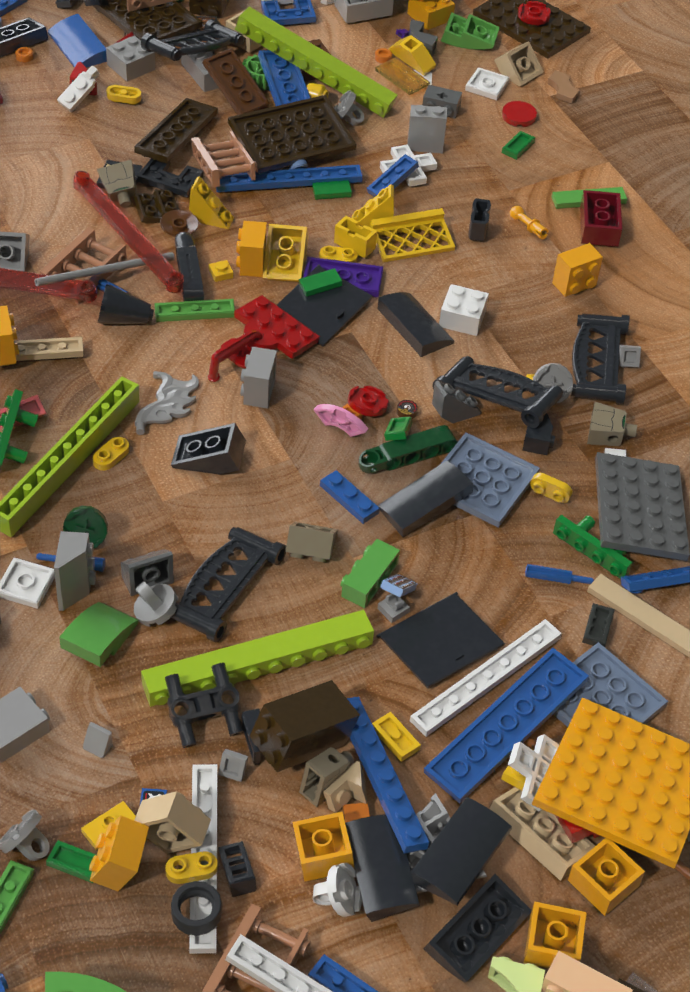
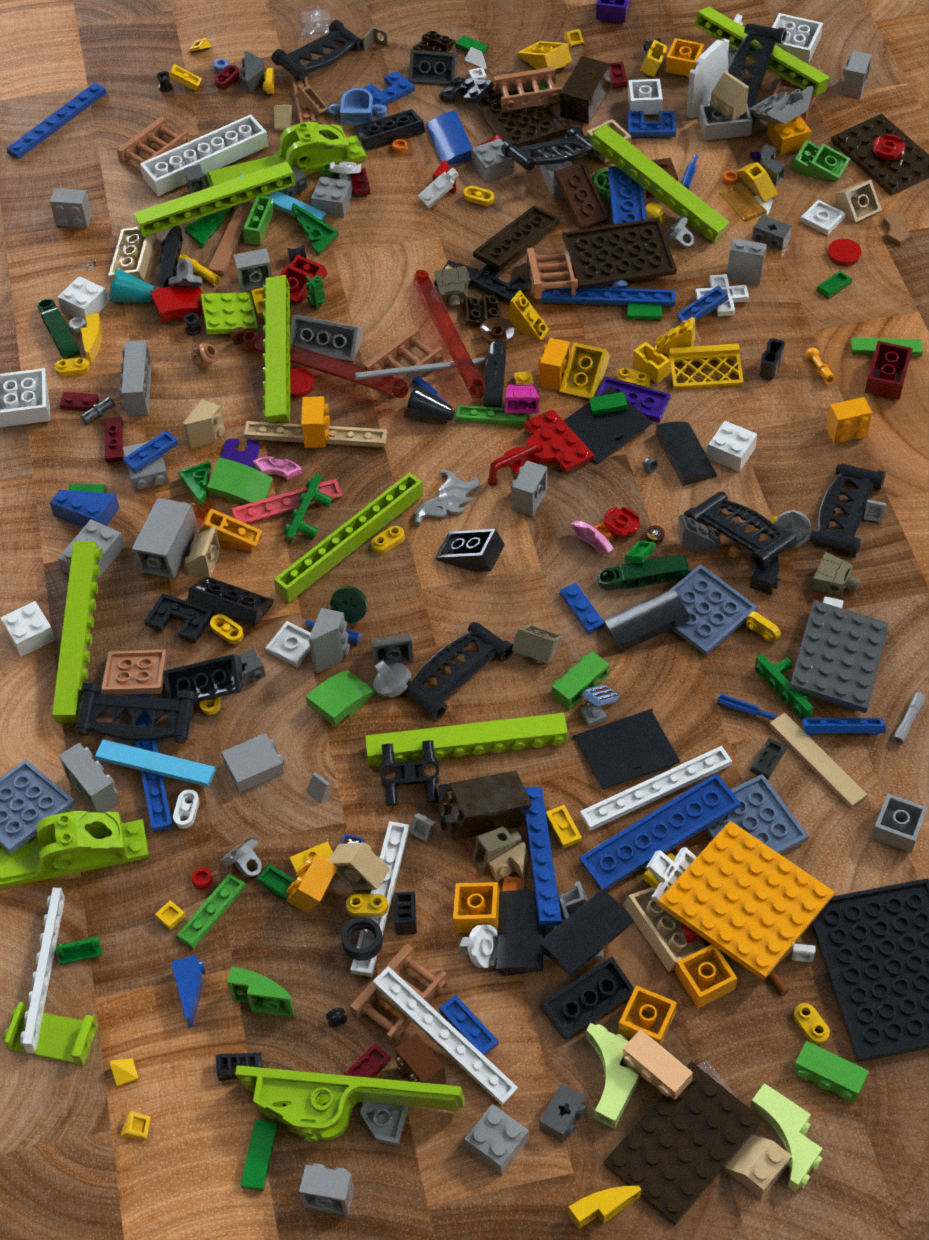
camera: 20 degrees right, 5 degrees up
(226, 288) = (521, 399): none -> dark pink torso
(341, 50) = (690, 172): none -> blue axle
(381, 339) = (650, 464): none -> dark grey hinge

